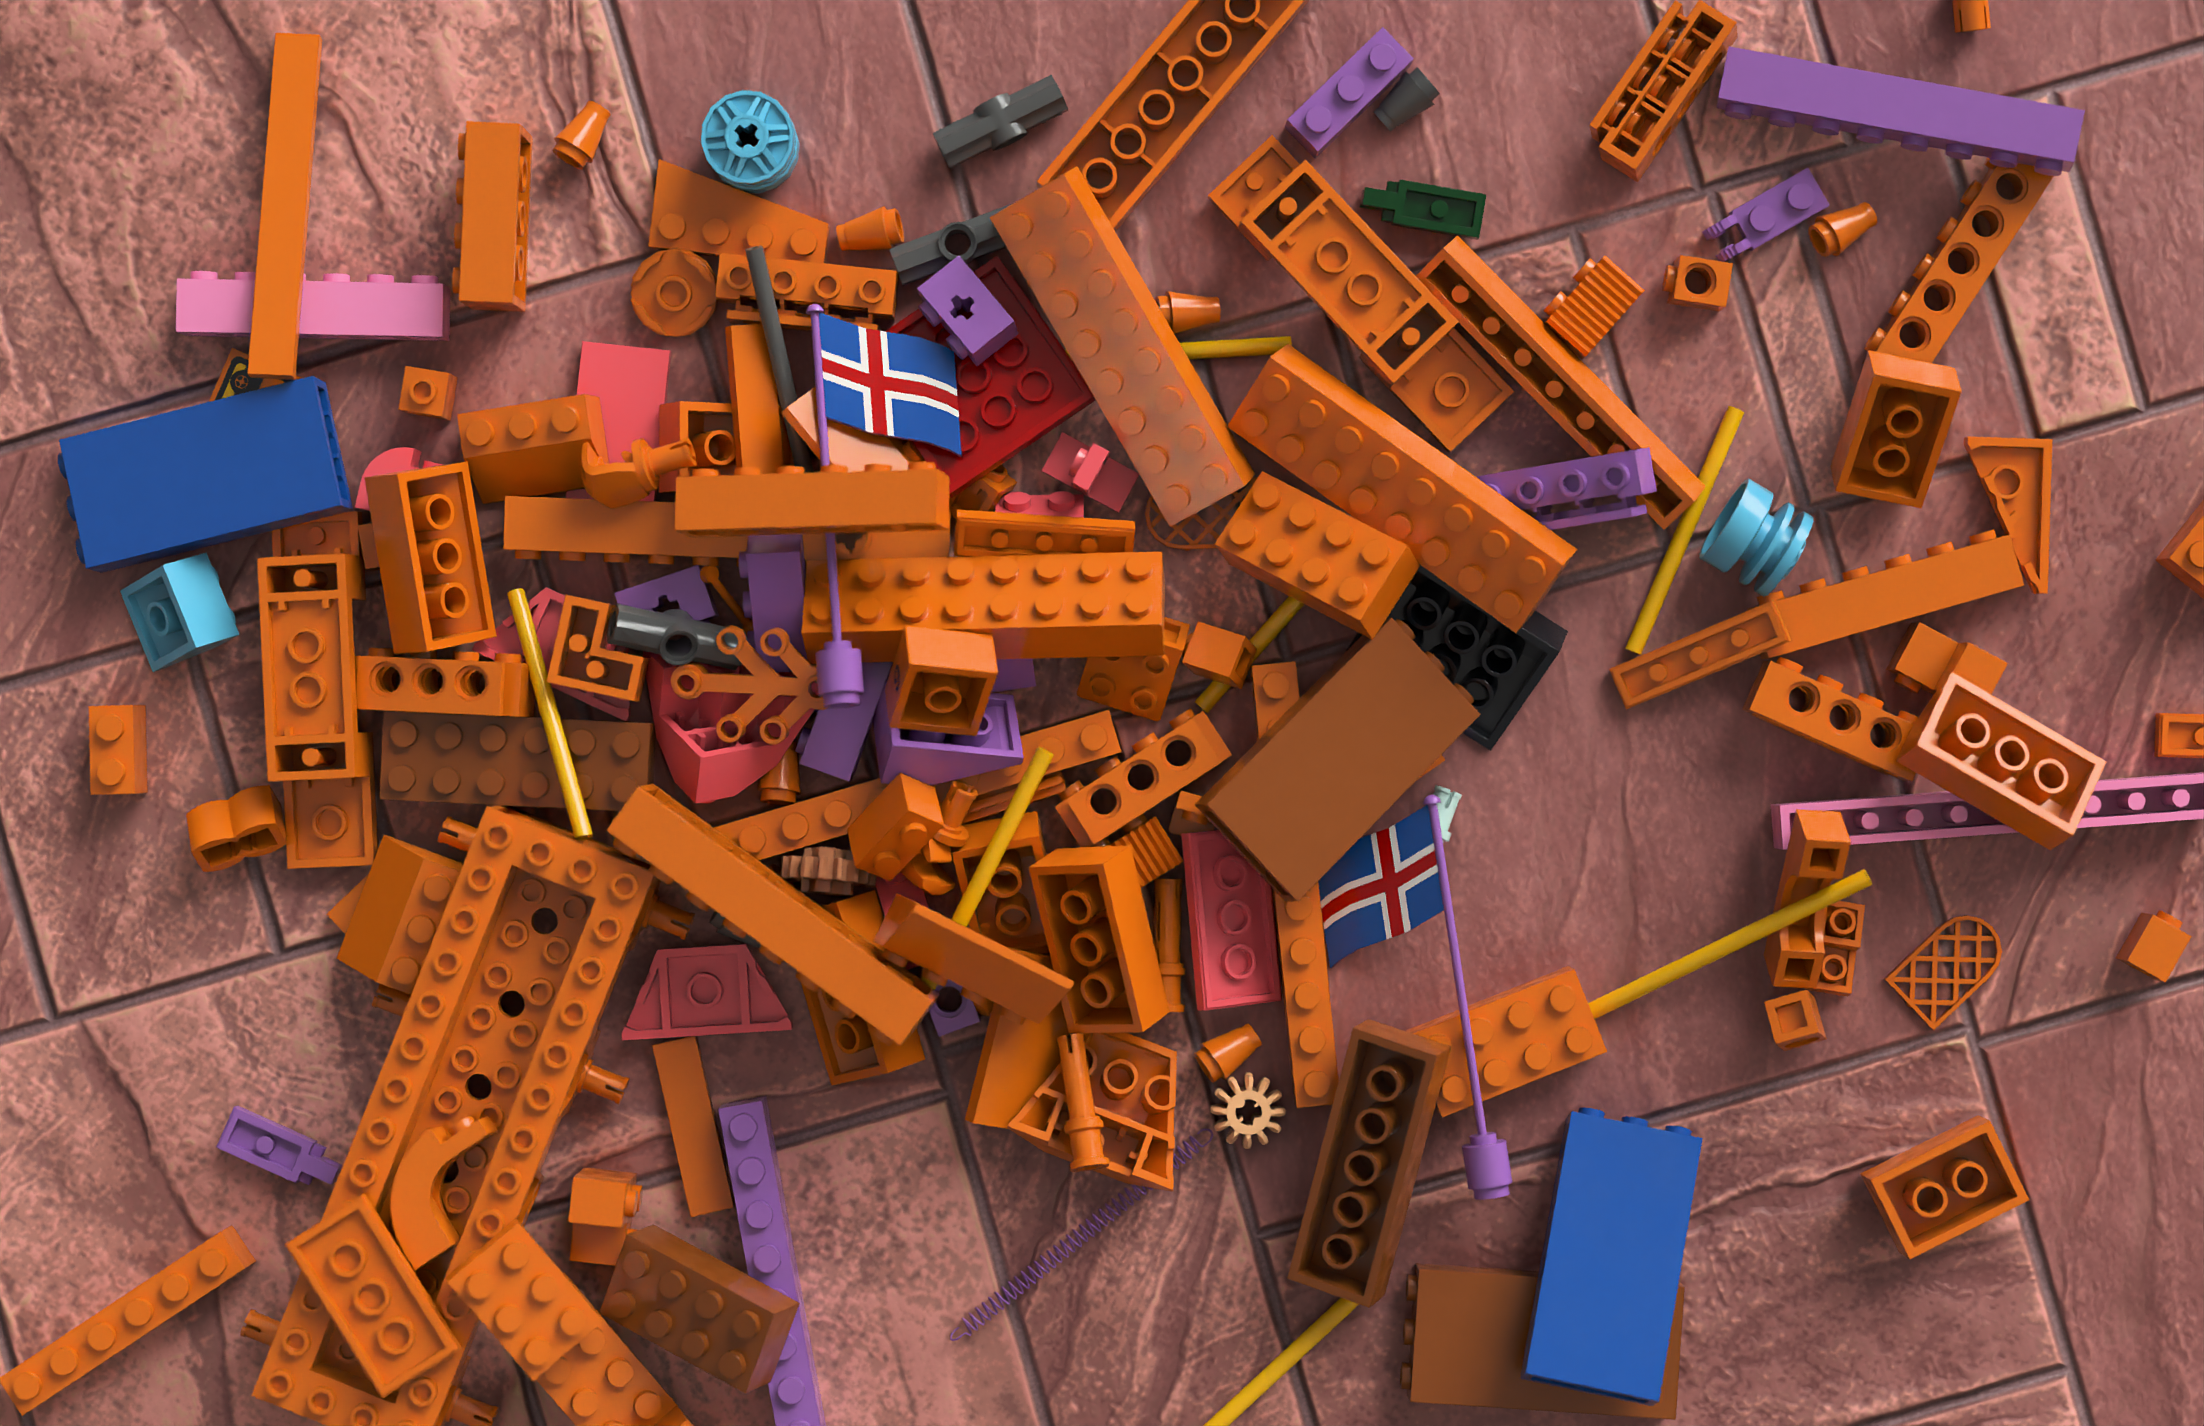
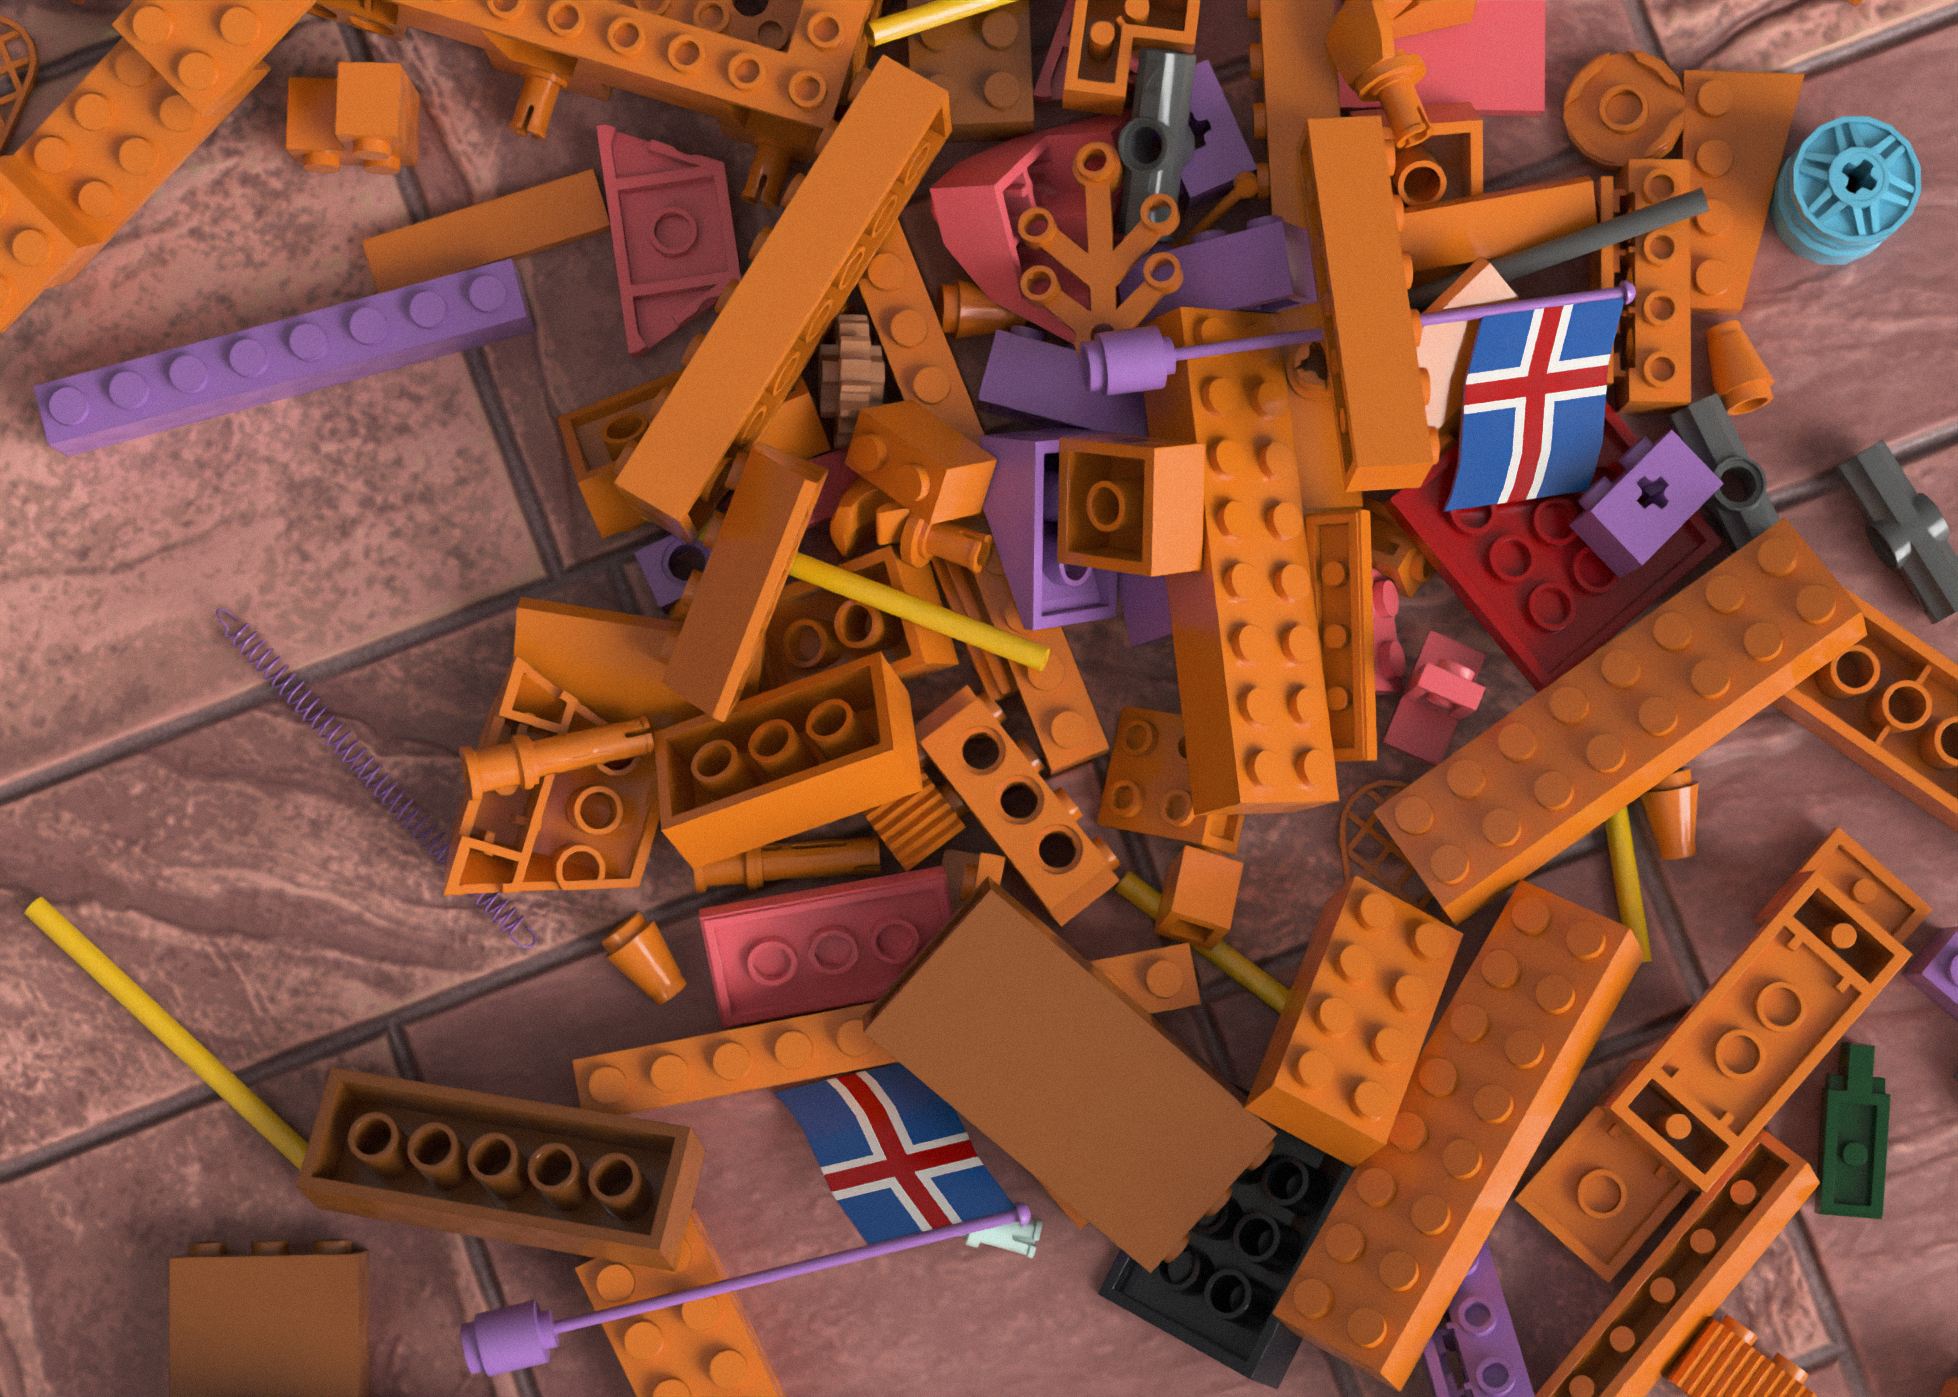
camera: 85 degrees right, 5 degrees down
(699, 1308) = (232, 254): dark orange brick -> none
(1237, 1100) = (552, 1010): light nougat gear -> none

